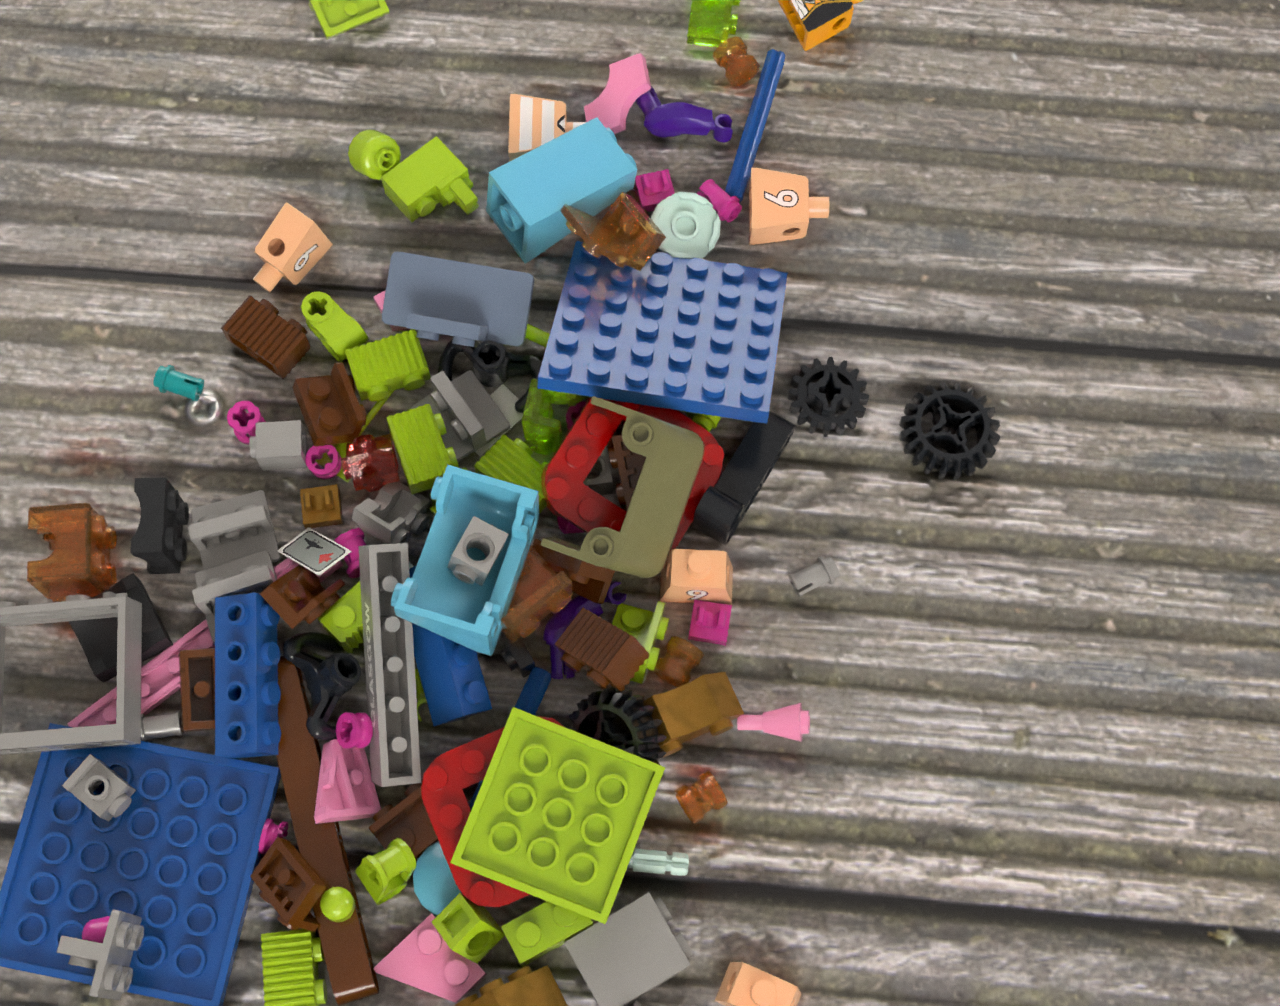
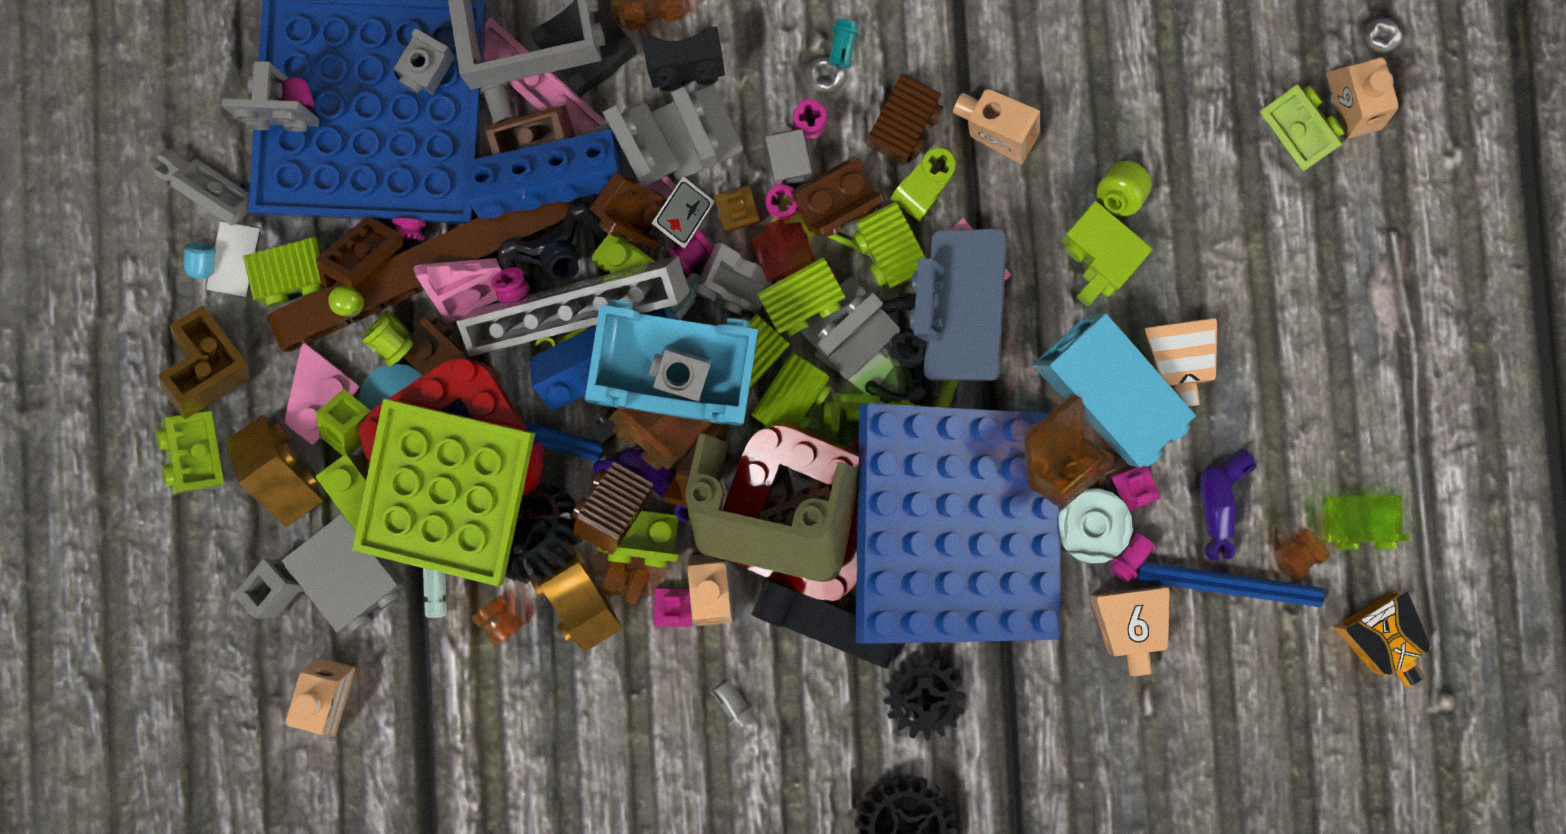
camera: 85 degrees right, 15 degrees up
(625, 84) = (1252, 439): bright pink tile -> none
(785, 722) = (581, 693): bright pink cone -> none

